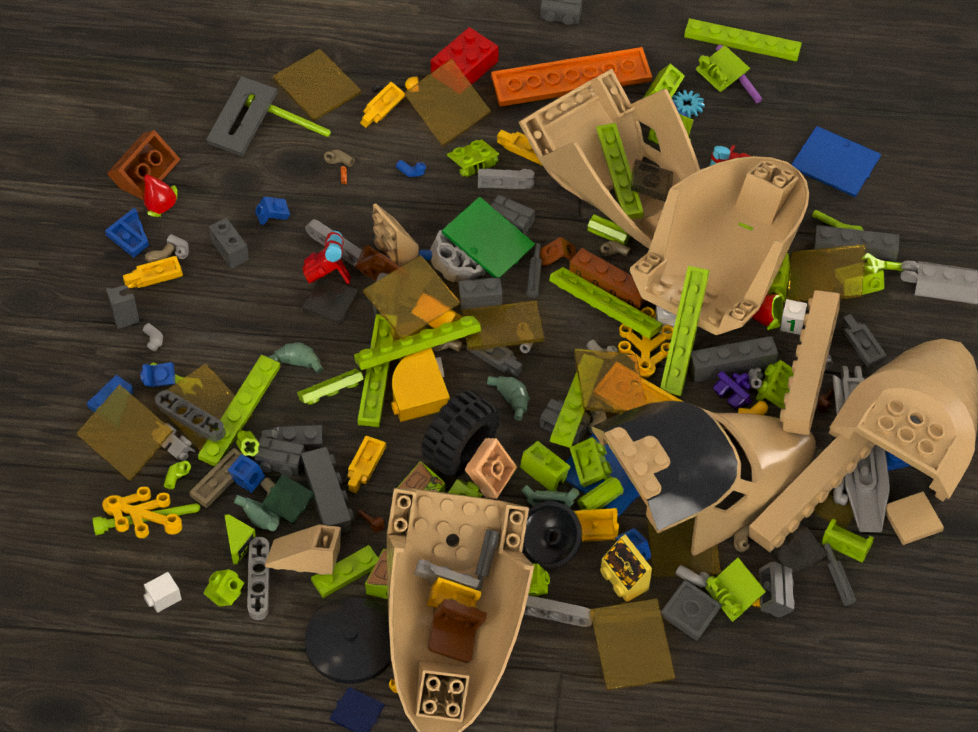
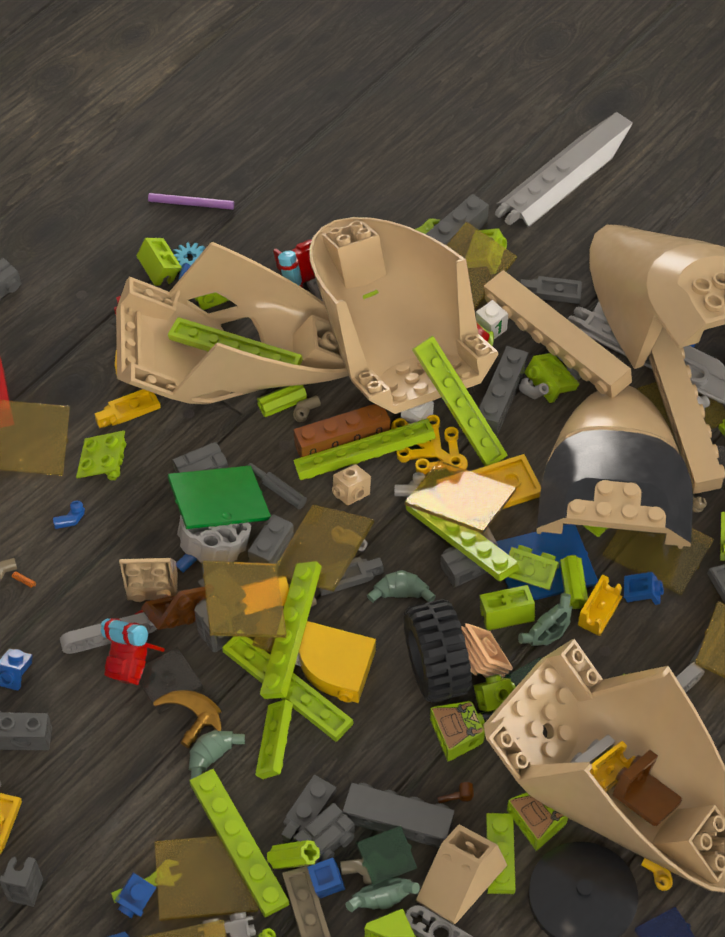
camera: 55 degrees left, 0 degrees up
(156, 337) = (80, 872): light grey arm -> none
(188, 417) = (213, 887): dark grey beam -> none
(324, 331) = (201, 705): none -> pearl gold piece
(364, 462) = (388, 760): yellow hinge -> none
(486, 556) = (584, 711): dark grey axle -> none
(505, 178) = (152, 445): light grey hinge -> none
(541, 524) = (605, 634): black dish -> none
(557, 250) = (272, 455): dark orange bracket -> none
(563, 76) = (78, 326): orange plate -> none
(568, 311) = (351, 484): none -> tan brick
(626, 569) = (671, 606): slope -> none
(651, 180) = (269, 328): clear smoke plate -> none
(692, 577) = (712, 558): light grey arm -> none
(721, 68) = (177, 208): lime hinge -> none
(739, 396) = (524, 411): dark purple hips -> none
(743, 39) = (155, 176): lime plate -> none
(759, 408) = (567, 408): yellow arm -> none
(836, 161) = (346, 192): blue piece -> none
(876, 264) = (489, 227): lime piece -> none

